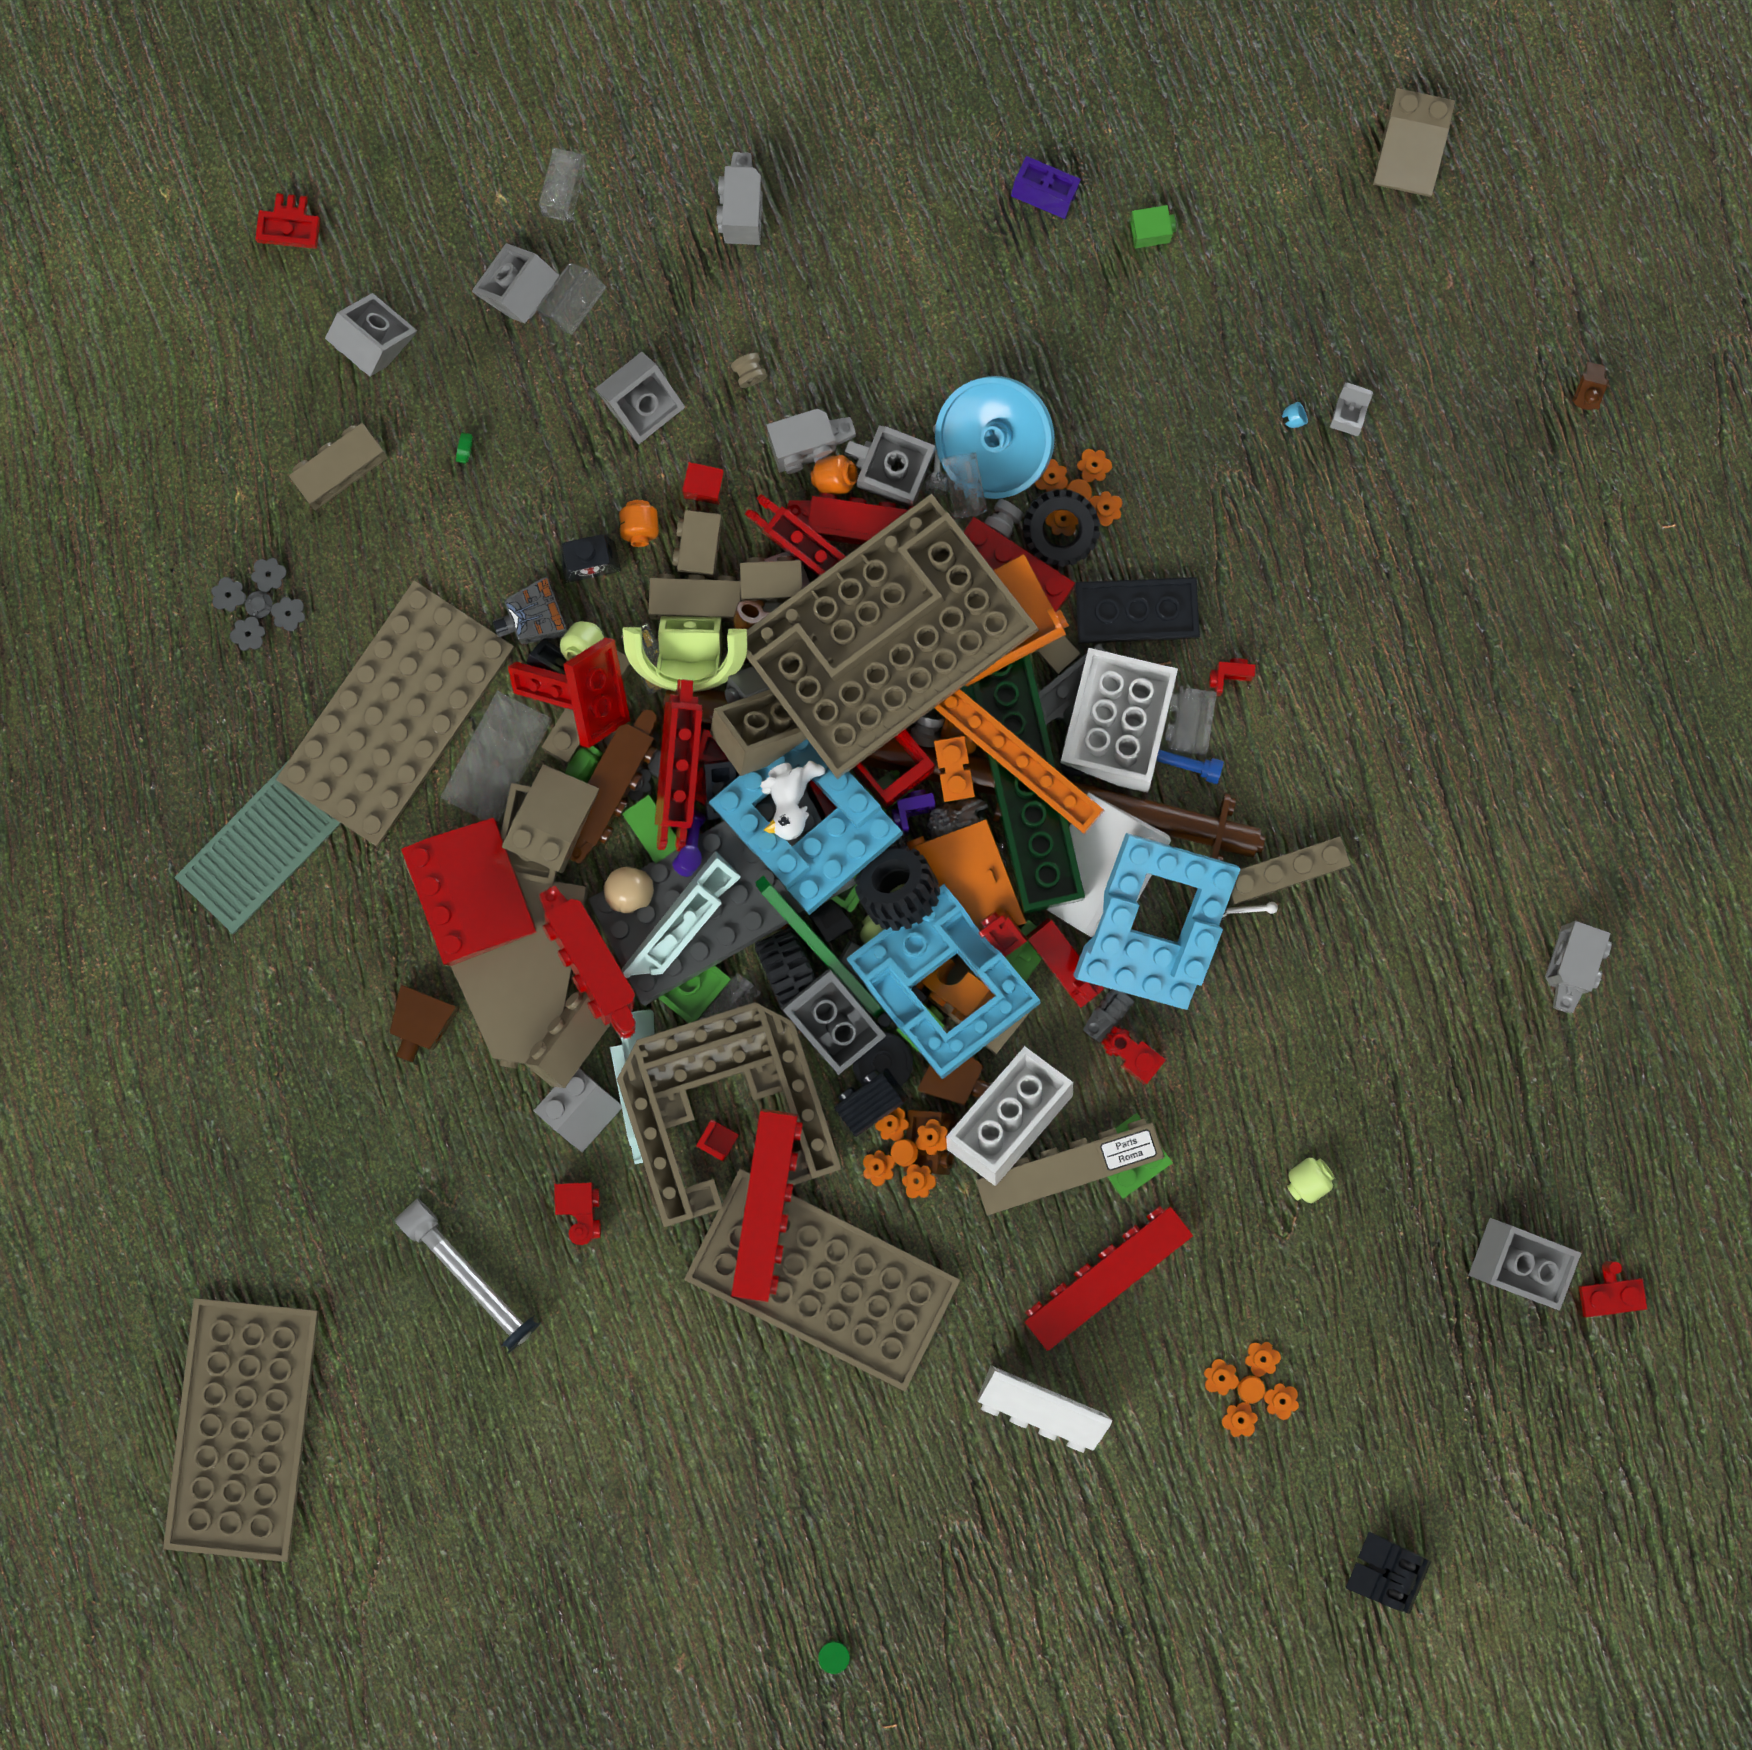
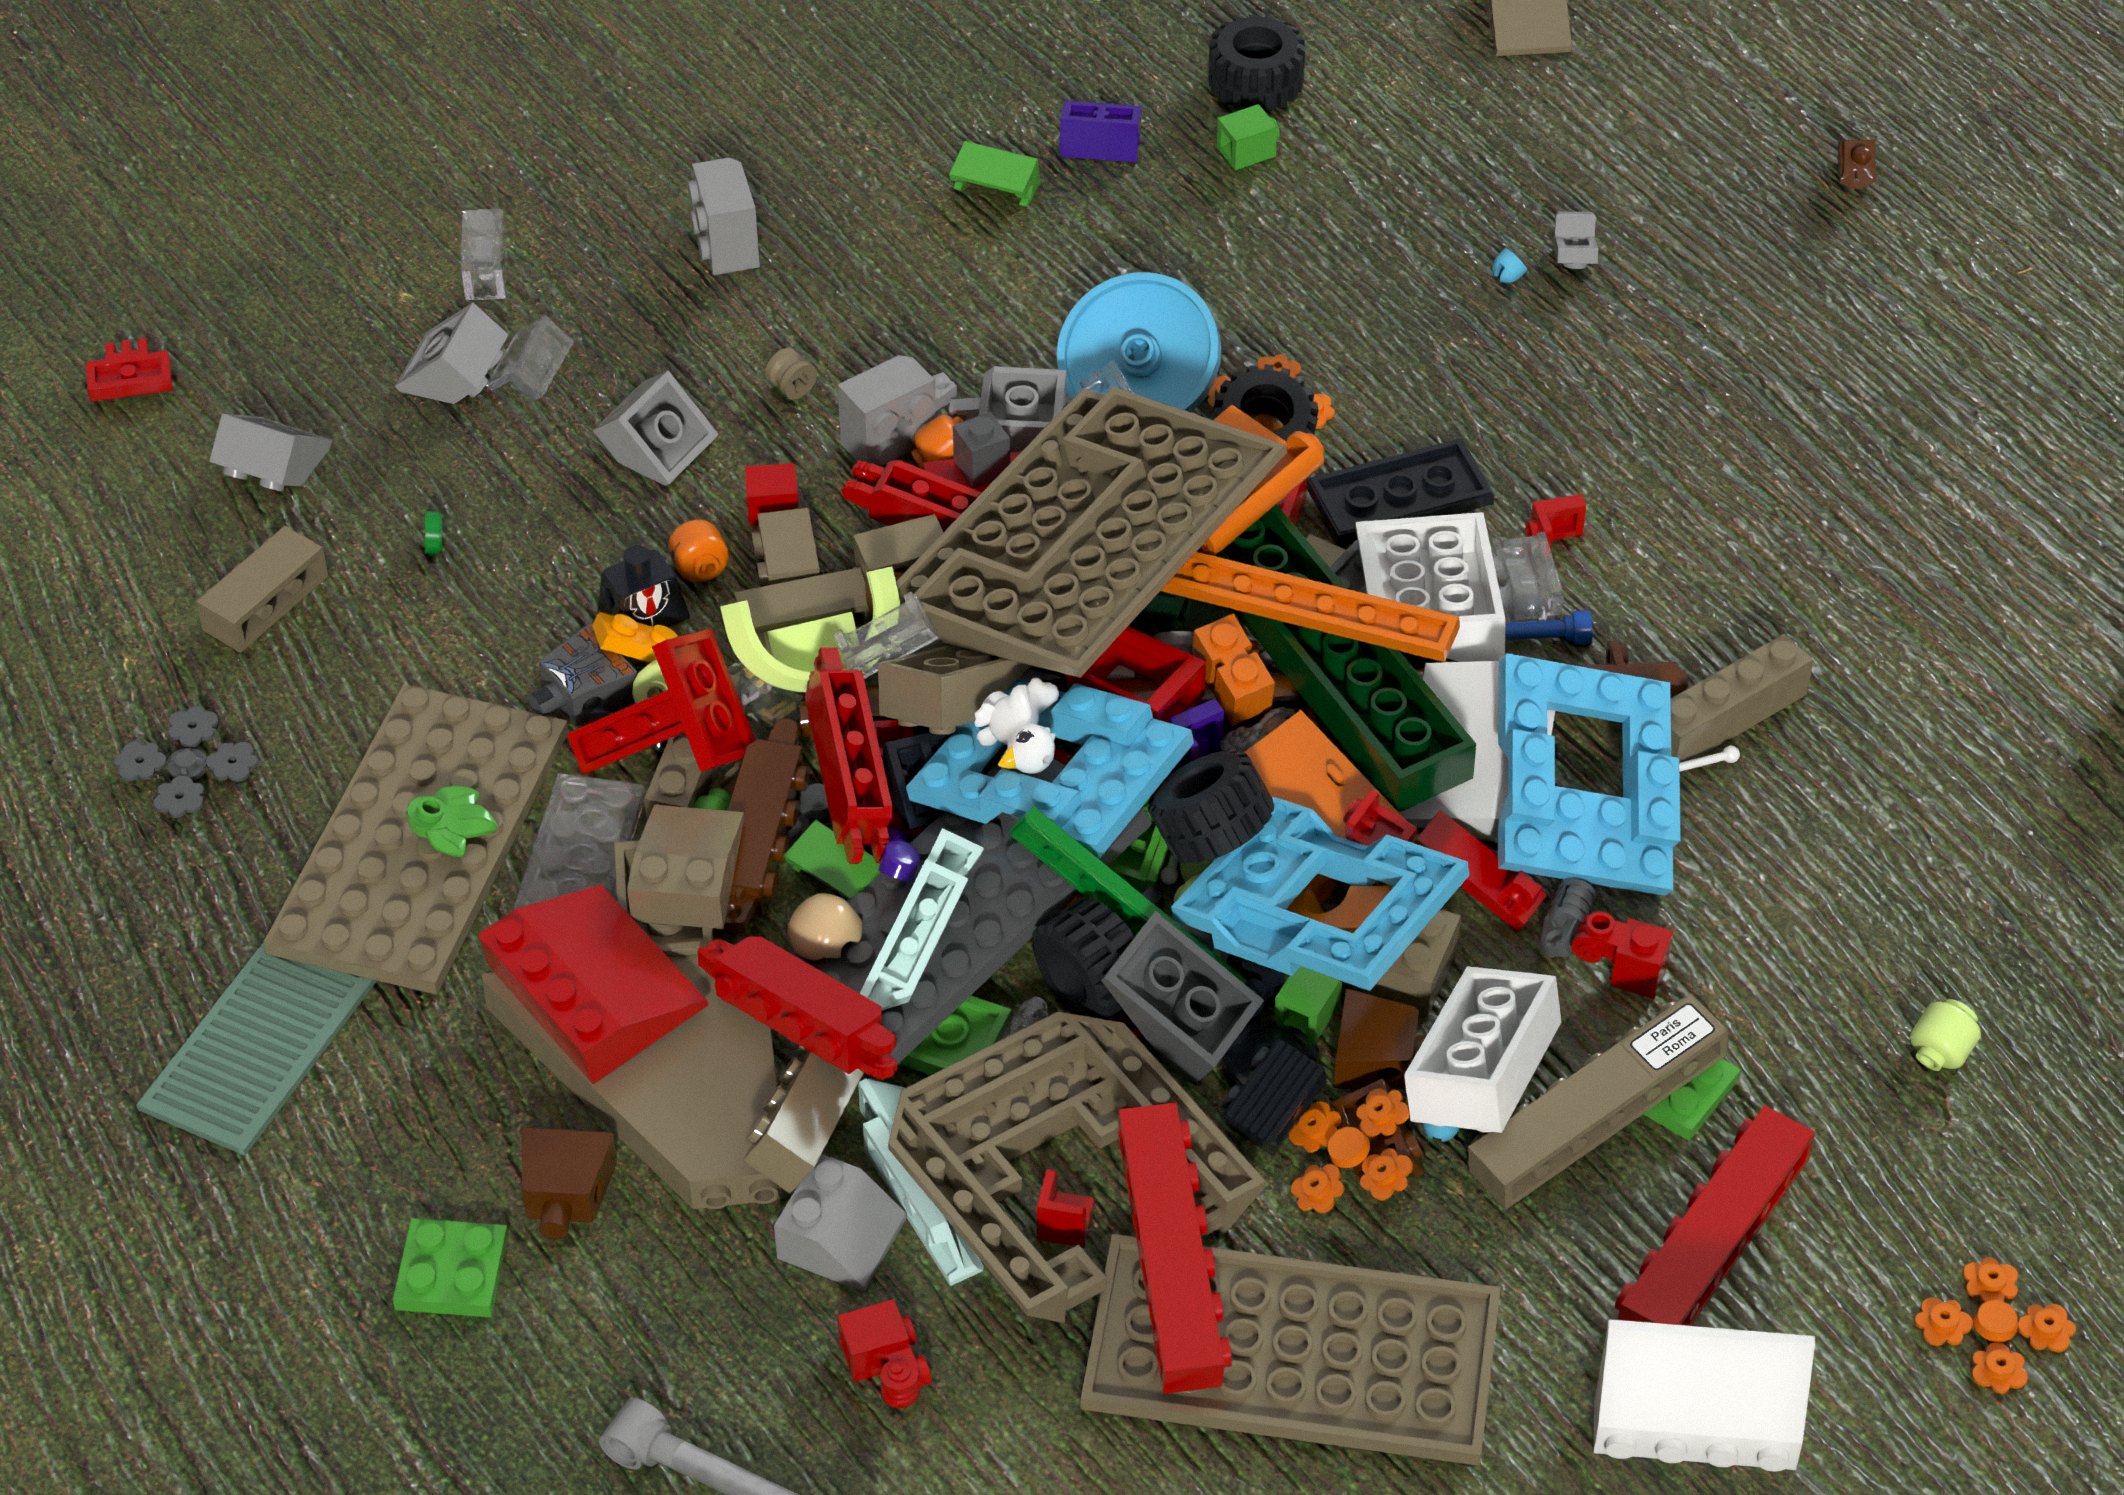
camera: 15 degrees left, 35 degrees down
(338, 1061) = (451, 1267): none -> bright green plate
(419, 721) = (450, 819): none -> bright green plate
(576, 598) = (627, 637): none -> light orange plate
(726, 684) = (887, 636): none -> clear hinge
(851, 509) = (981, 449): none -> dark grey brick
(953, 211) = (996, 170): none -> bright green hinge
(1188, 130) = (1256, 63): none -> black tyre

